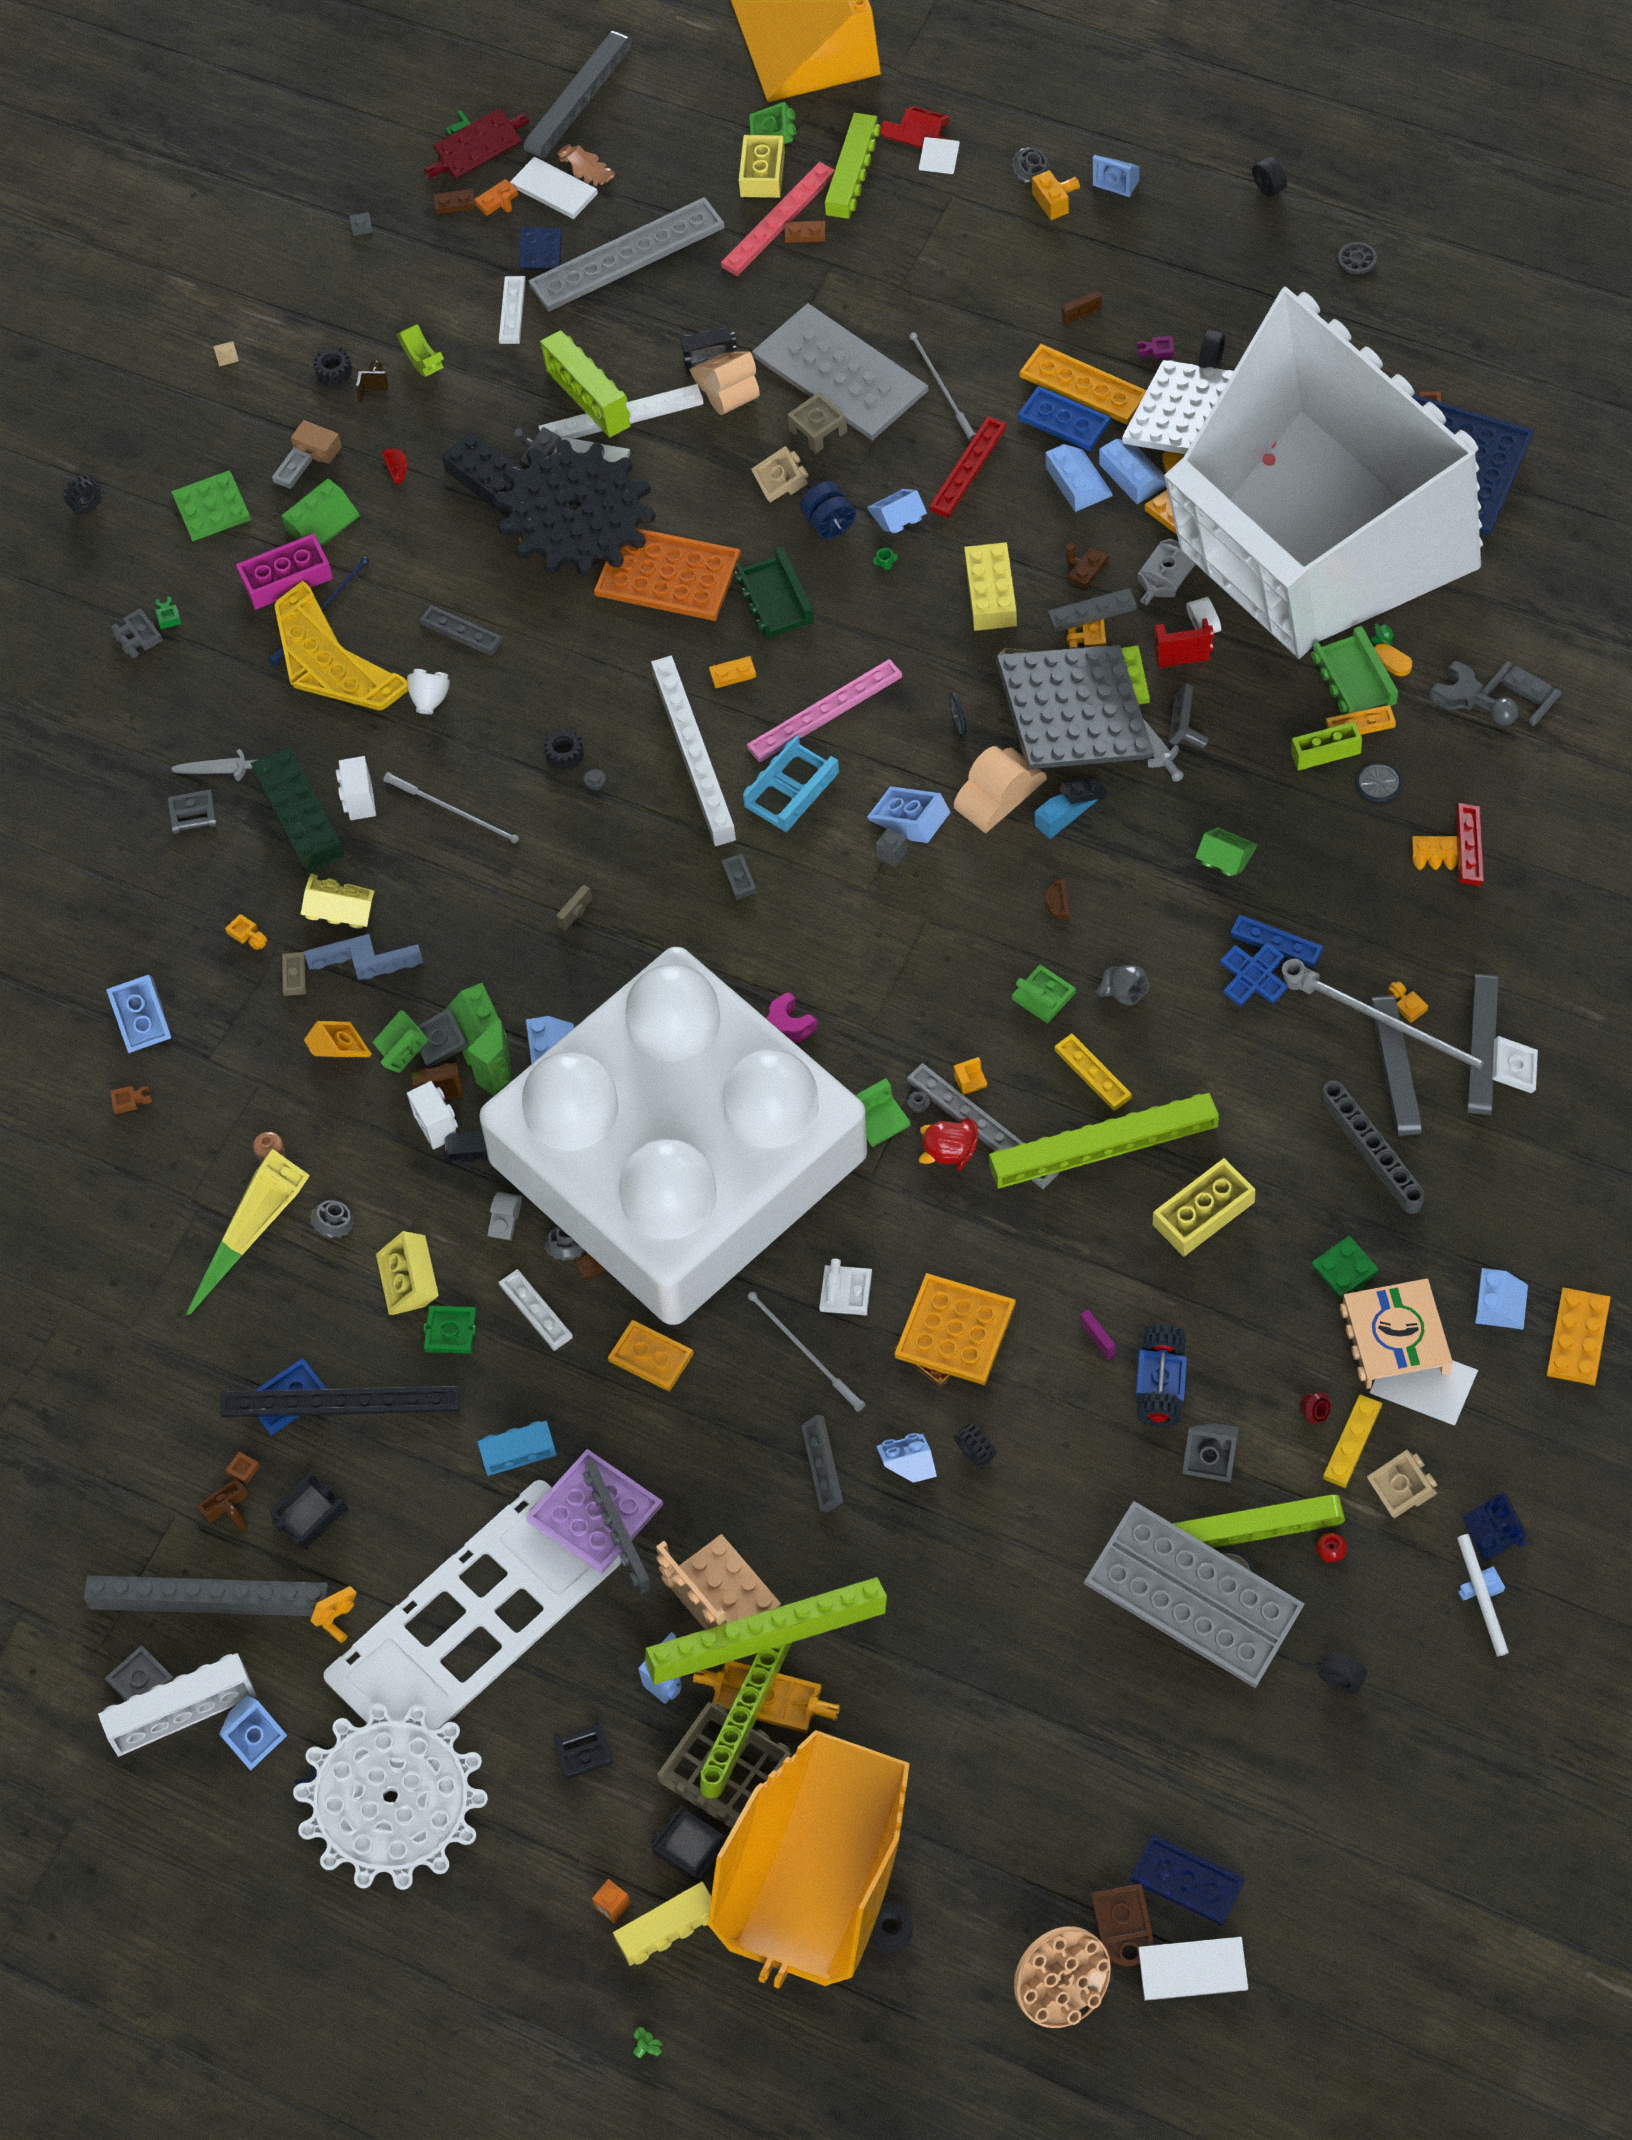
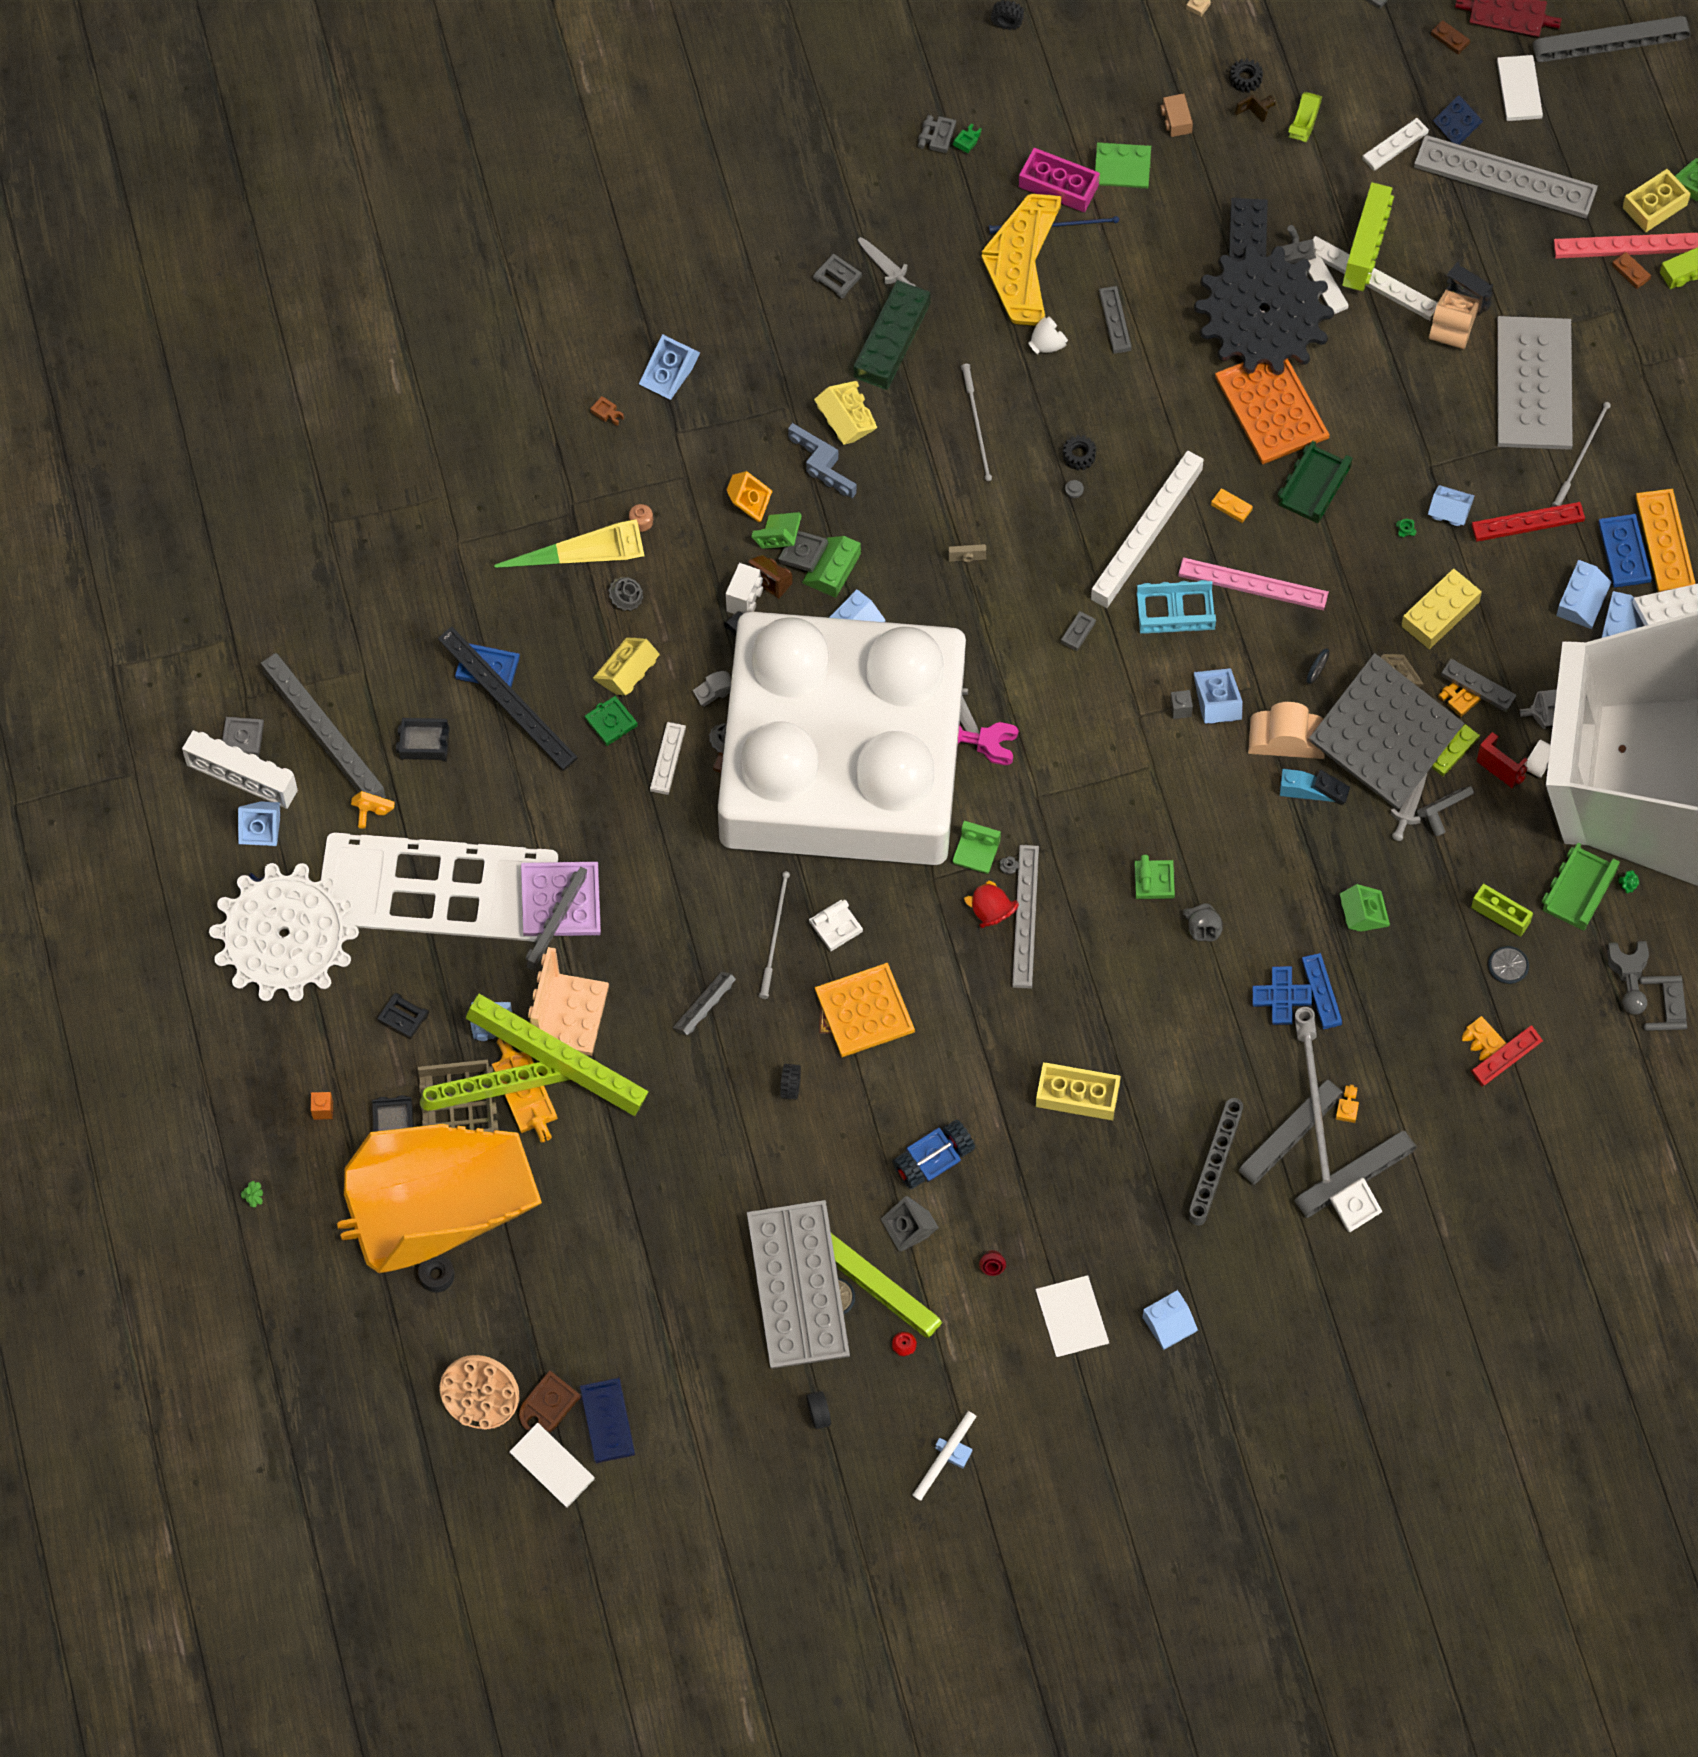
camera: 45 degrees right, 5 degrees up
(211, 505) = (1073, 95): bright green plate -> none
(224, 1501) = (389, 687): reddish brown plate -> none
(242, 929) = (780, 376): light orange plate -> none
(242, 1468) = (420, 680): dark orange plate -> none
(292, 468) = (1144, 118): light grey plate -> none
(294, 973) = (774, 431): dark tan plate -> none
(356, 788) = (936, 355): white brick -> none
(396, 464) = (1205, 176): red plate -> none
(491, 1059) = (811, 592): bright green slope -> none
(497, 197) = (1478, 60): orange plate -> none
(516, 1447) = (565, 821): dark azure brick -> none
(585, 165) = (1556, 92): nougat plant -> none
(650, 1355) = (692, 848): light orange plate -> none
(664, 1924) = (325, 1144): light yellow brick -> none
(780, 474) = (1412, 412): tan plate -> none
(816, 420) = (1475, 399): dark tan panel -> none
(827, 510) = (1407, 462): dark blue wheel -> none
(908, 1457) = (750, 1049): light blue slope -> none
(969, 1076) = (1053, 881): light orange panel -> none
(1057, 901) = (1233, 834): reddish brown plate -> none
(1087, 567) = (1516, 656): reddish brown plate -> none
(1093, 1072) = (1122, 952): yellow plate -> none
(1097, 1334) = (933, 1096): magenta tile -> none
(1103, 1140) = (1074, 995): lime brick -> none
(1345, 1267) = (1112, 1209): green plate -> none
(1352, 1441) = (990, 1303): yellow plate -> none
(1366, 720) = (1547, 920): light orange plate -> none
(1394, 660) = (1616, 902): light orange tile -> none
(1395, 1331) = (1090, 1272): light nougat panel -> none
(1403, 1483) = (984, 1353): tan plate -> none
(1495, 1526) = (1001, 1430): clear blue plate -> none
(1578, 1336) = (1186, 1386): light orange plate -> none

